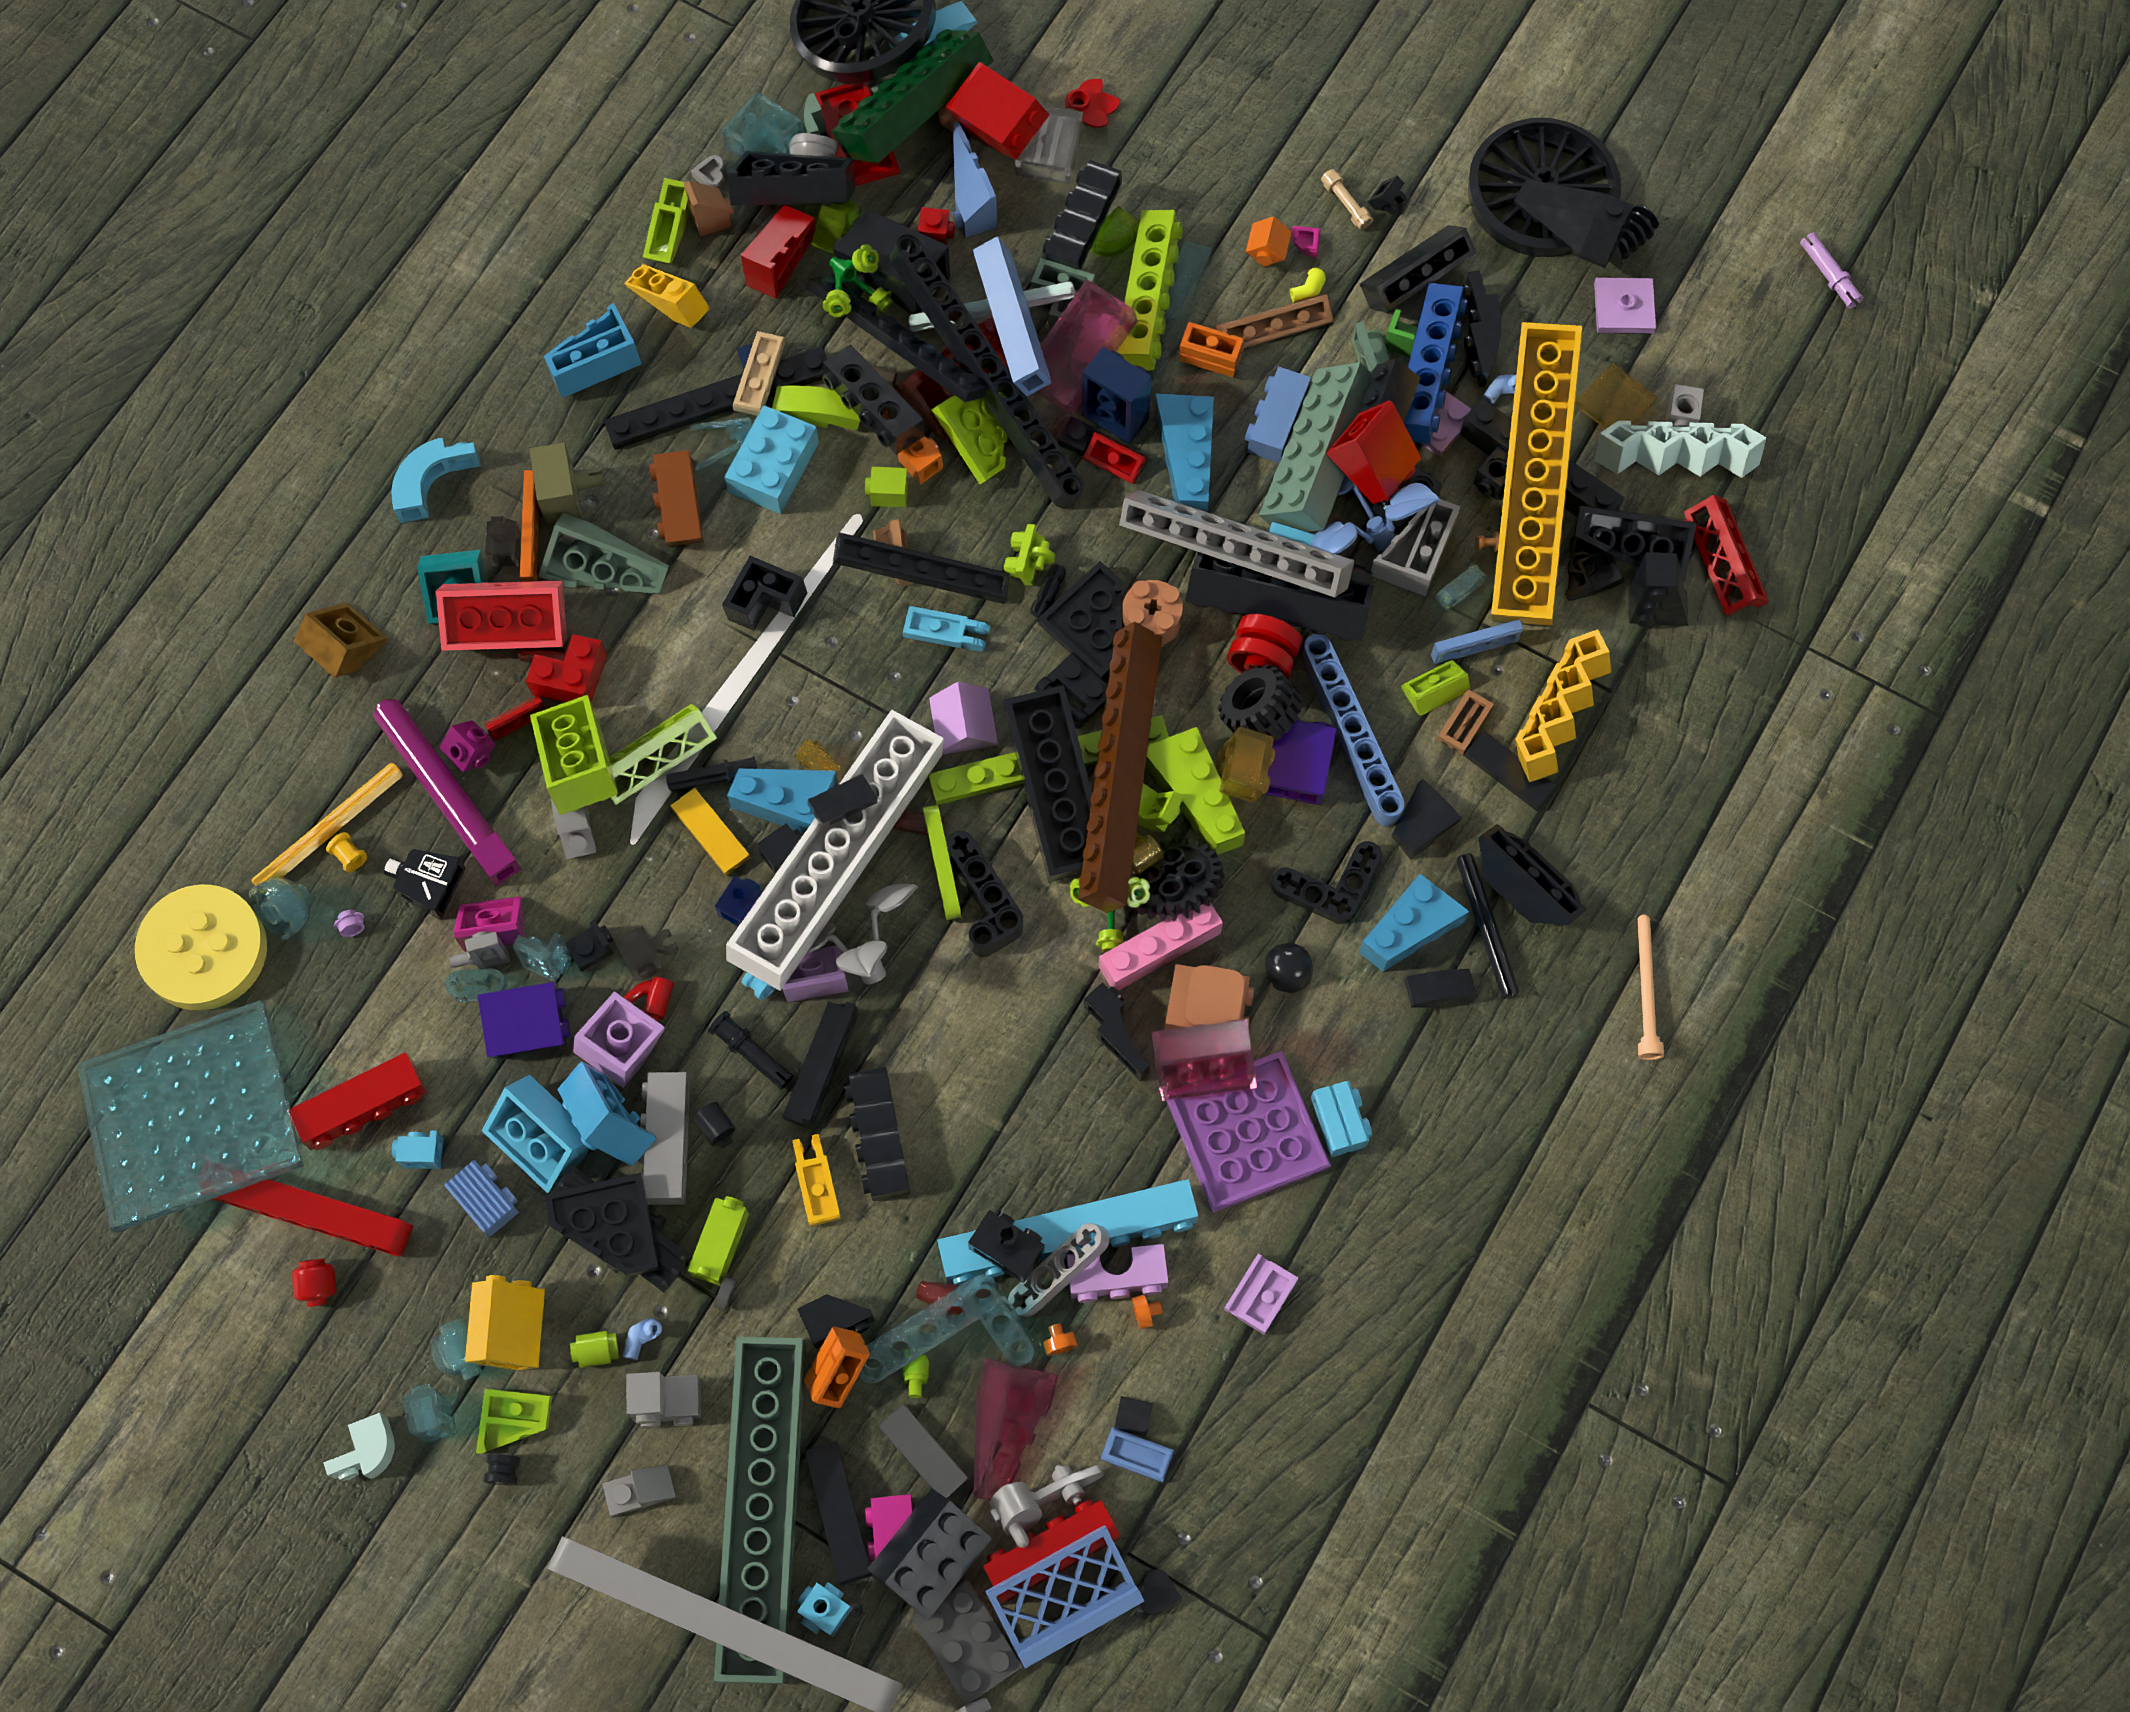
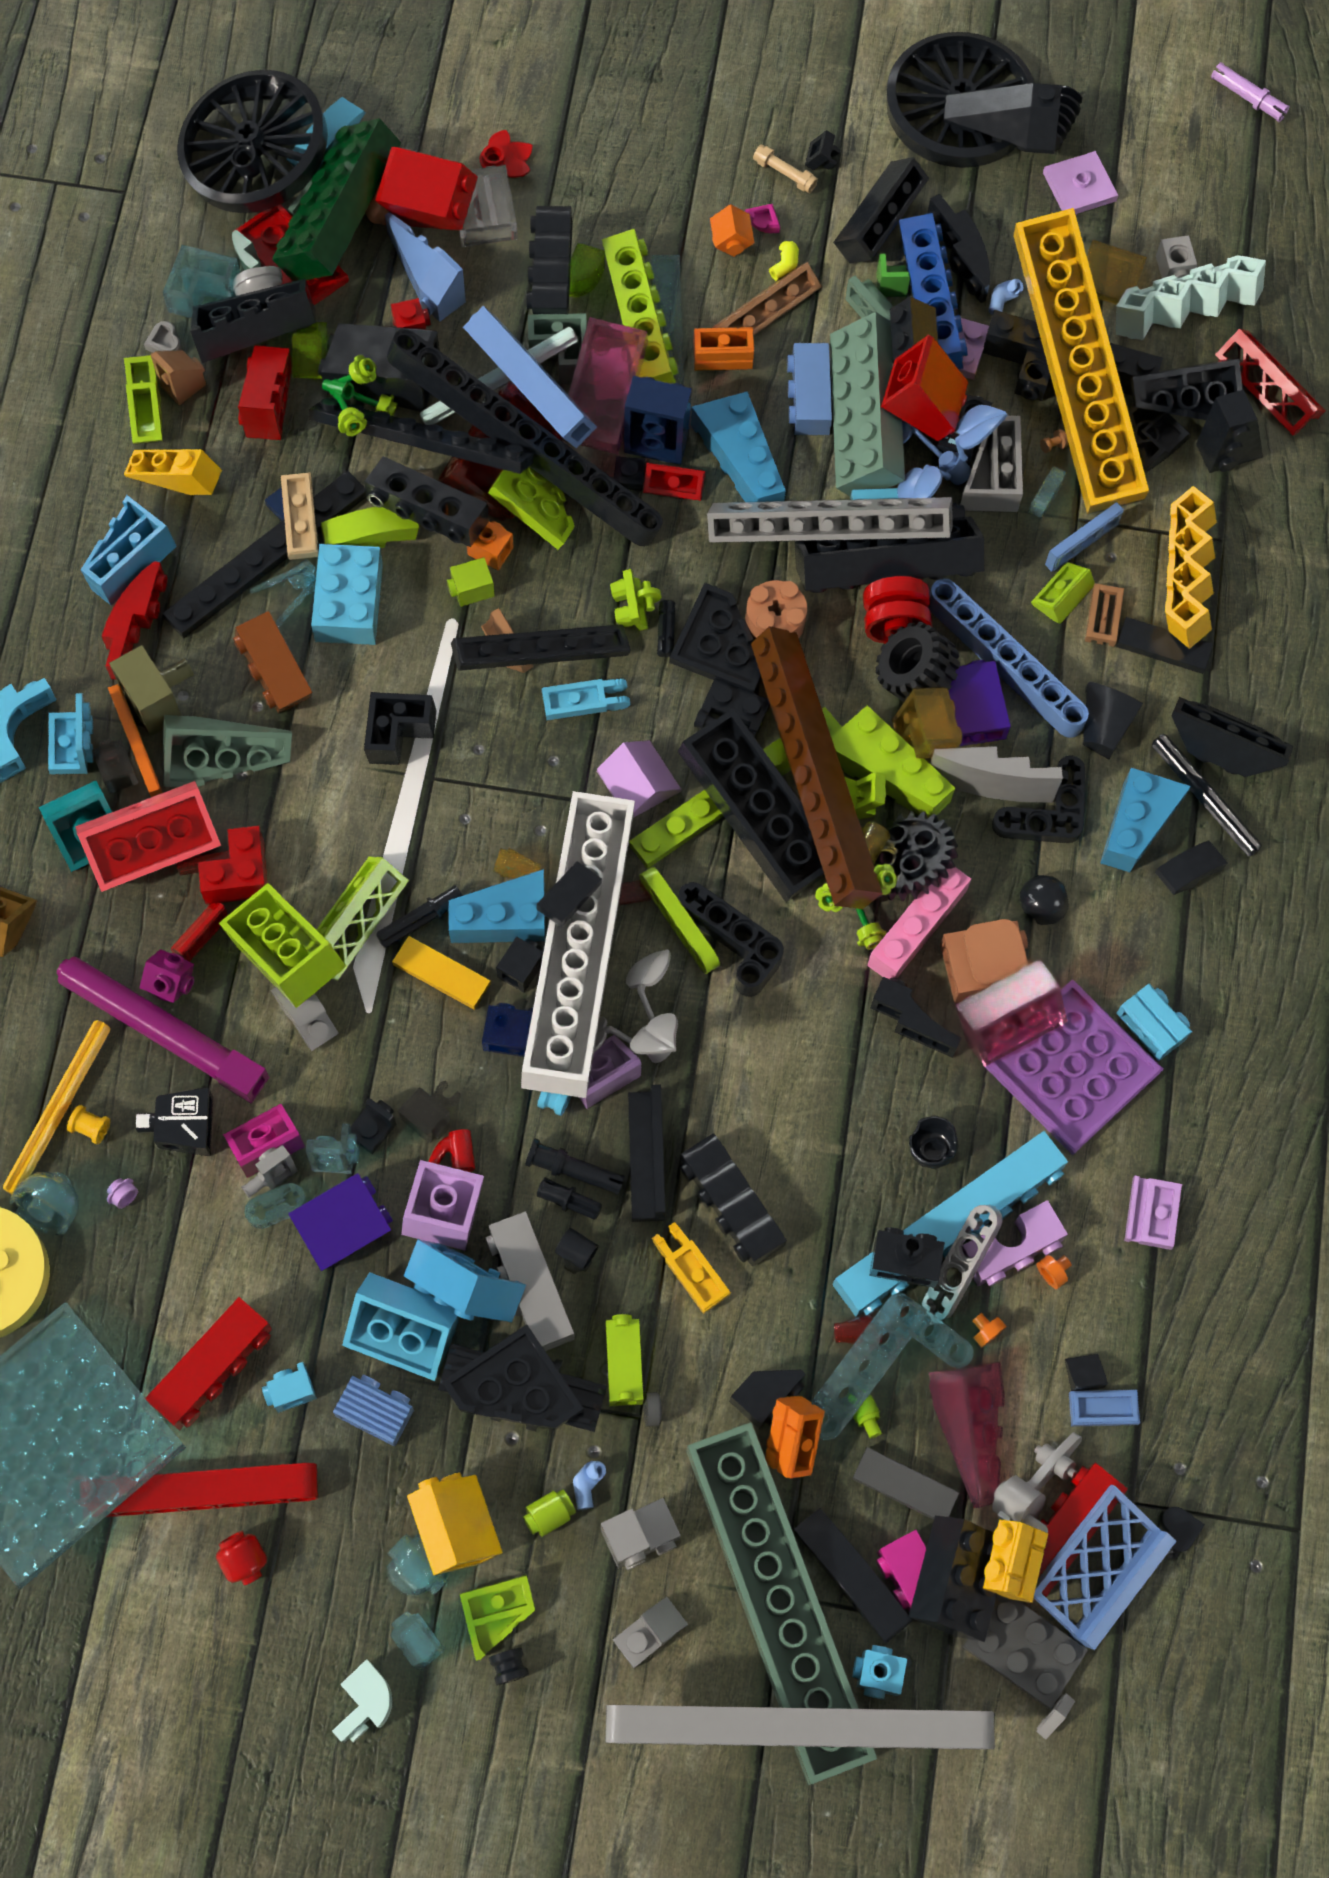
camera: 25 degrees left, 0 degrees up
(474, 505) = (70, 740): none -> medium azure bracket
(579, 408) = (133, 611): none -> red slope
(733, 1076) = (568, 1198): none -> black axle
(982, 1556) = (1015, 1560): none -> yellow brick
(1084, 1152) = (933, 1142): none -> black hair
(1296, 840) = (984, 774): none -> light grey slope

